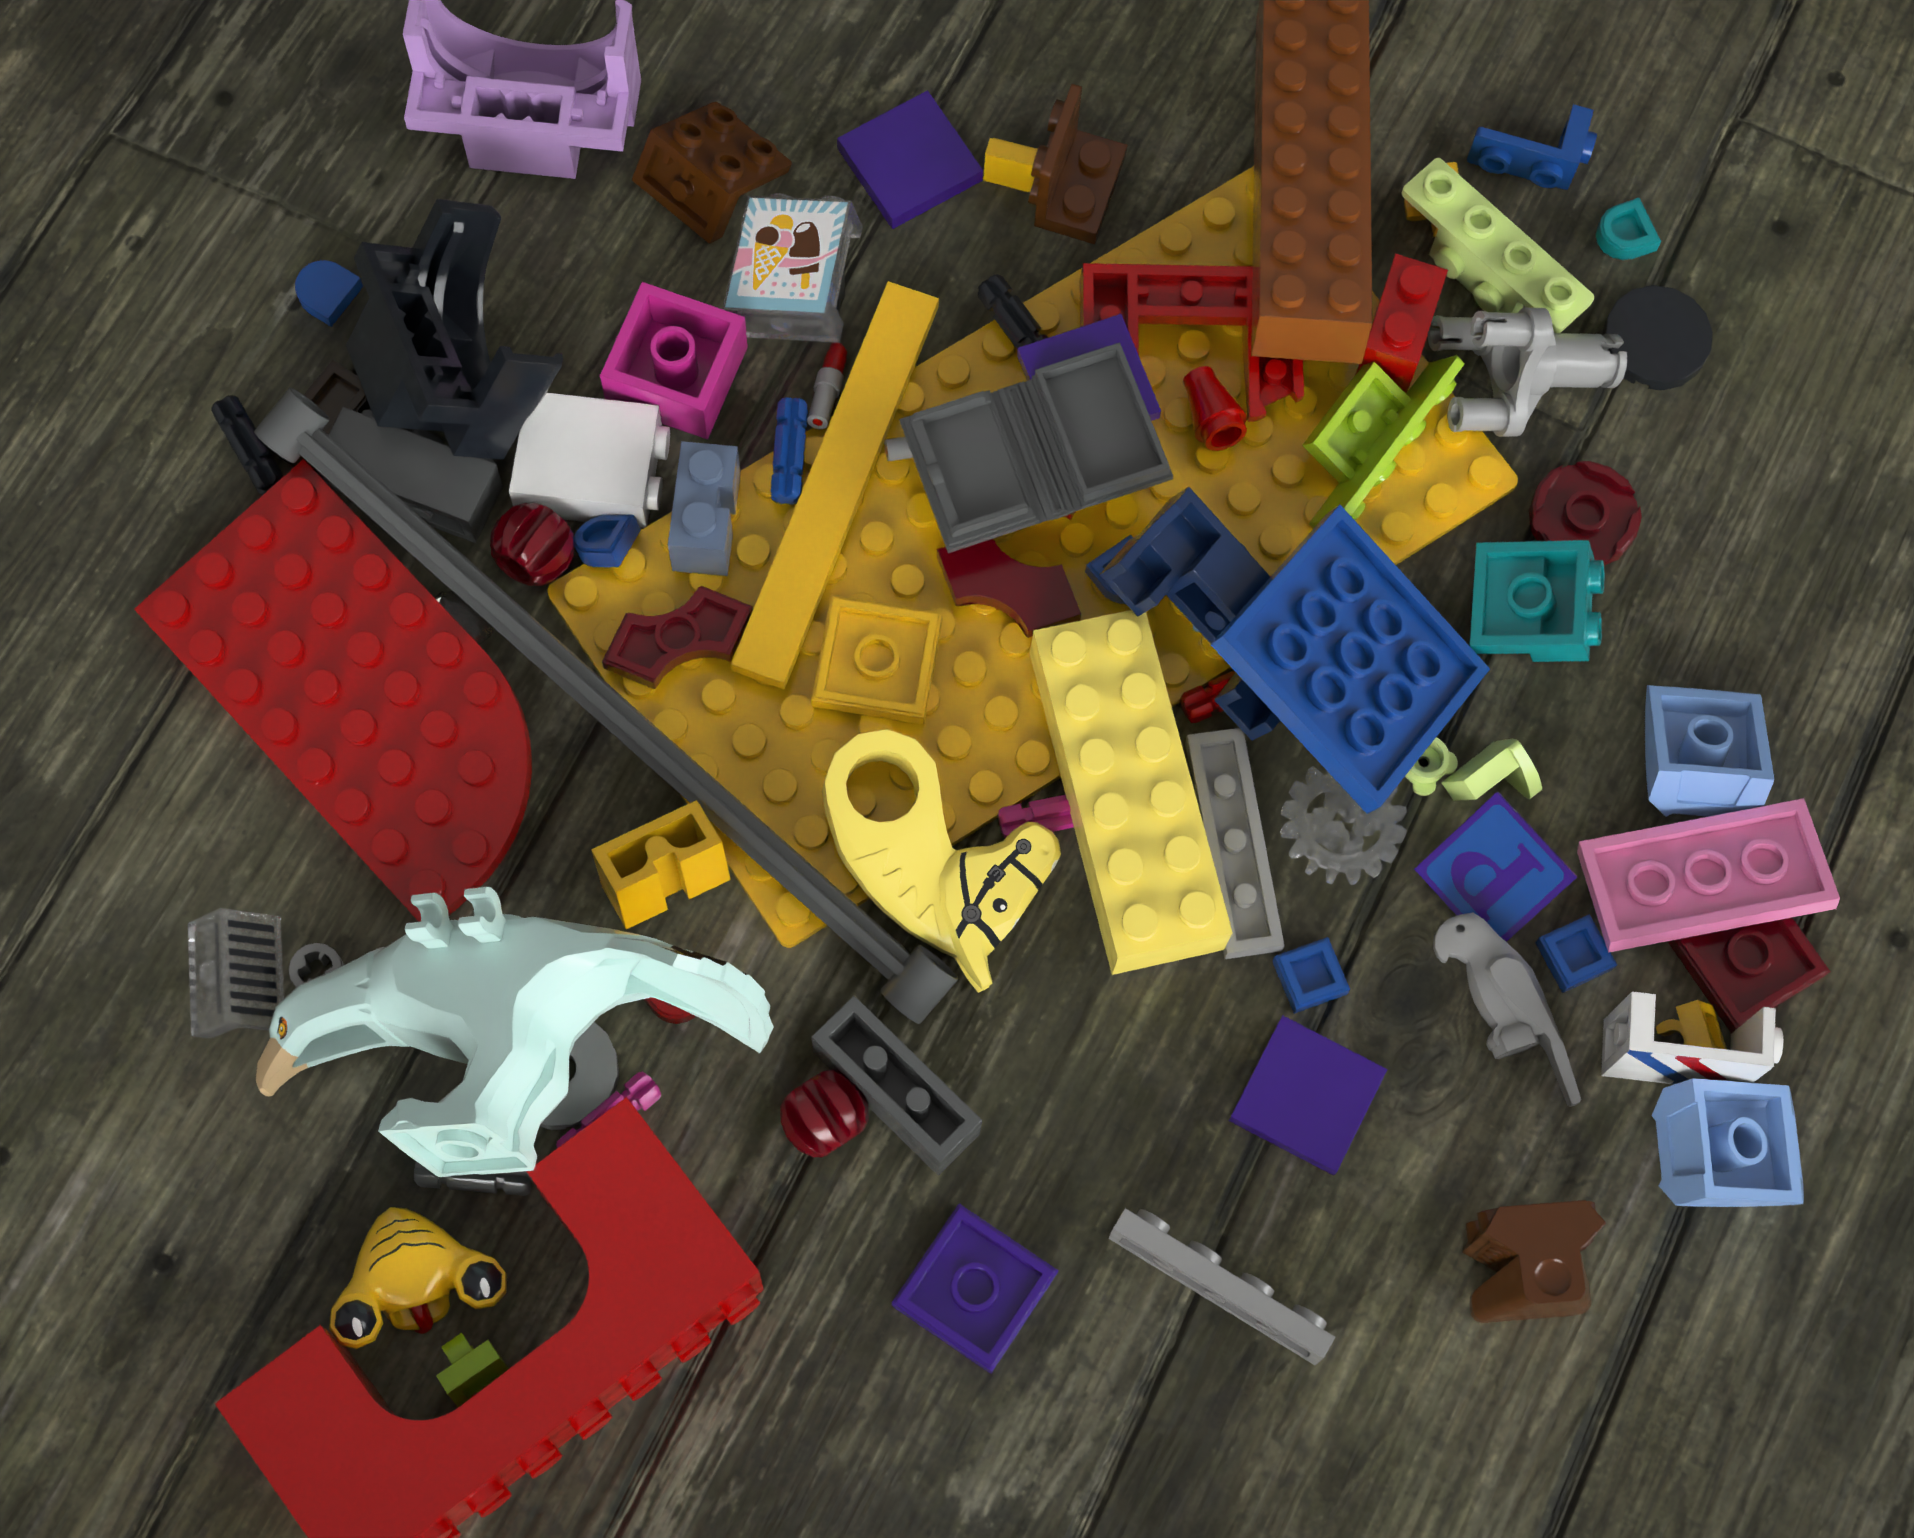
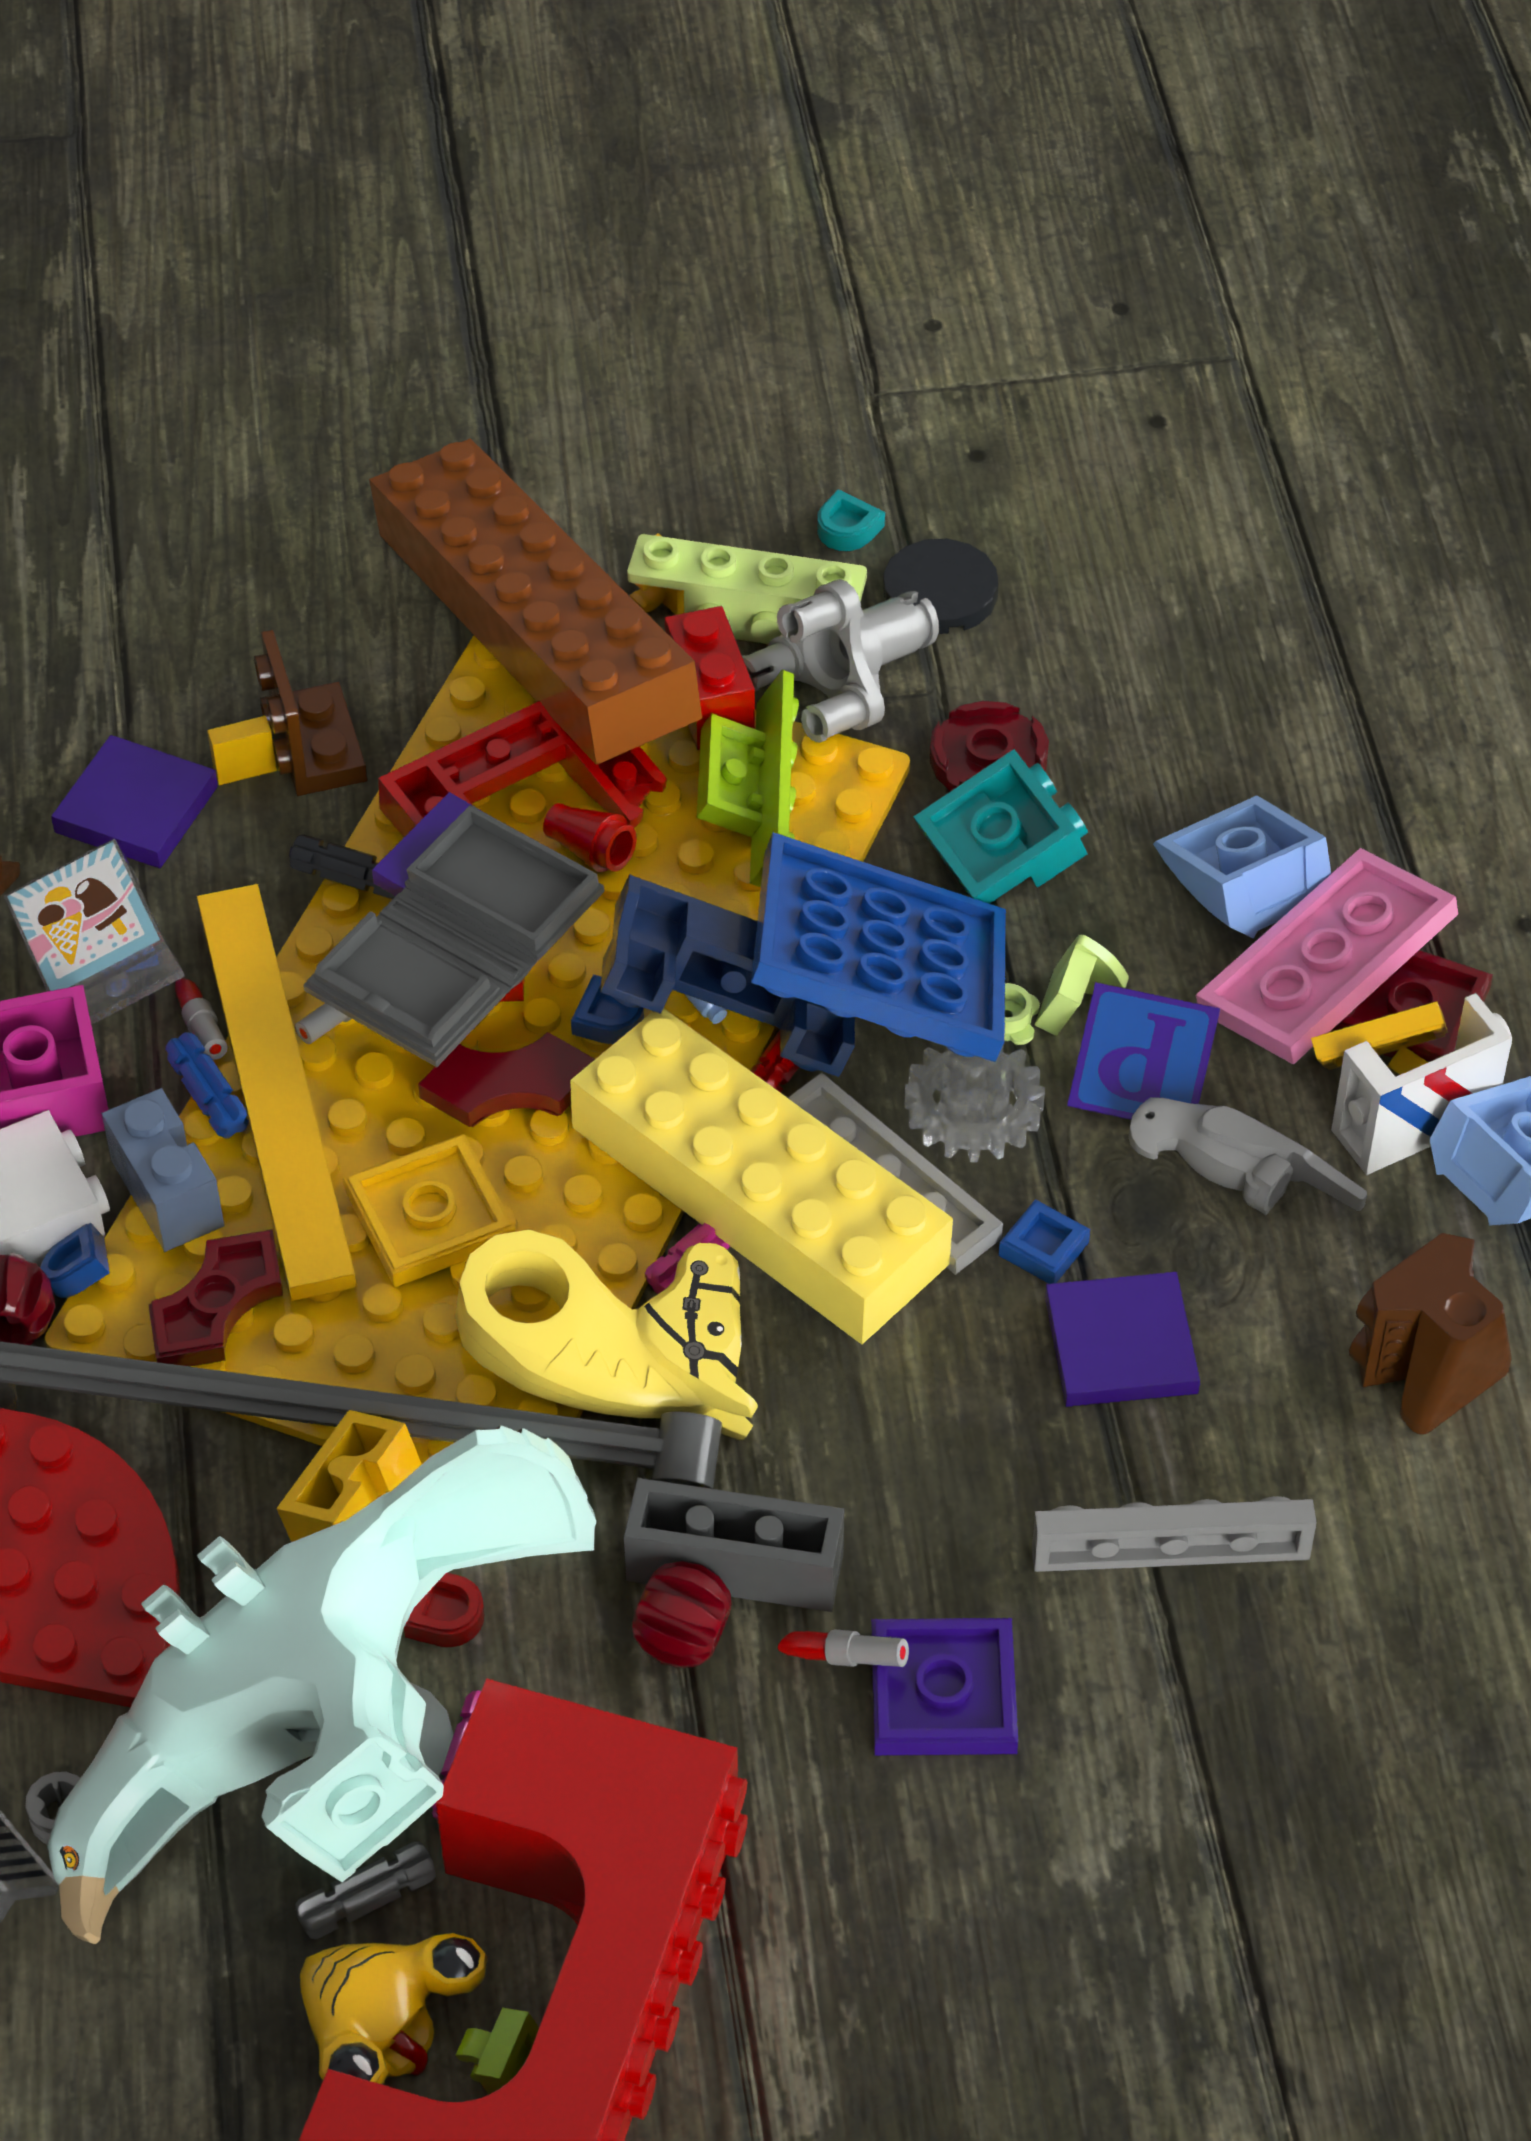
camera: 30 degrees left, 20 degrees down
(922, 1216) = (845, 1648): none -> light grey piece
(1535, 161) = (723, 505): blue bracket -> none
(1576, 953) = (1265, 1089): blue tile -> none
(1683, 983) = (1383, 1034): none -> yellow tile

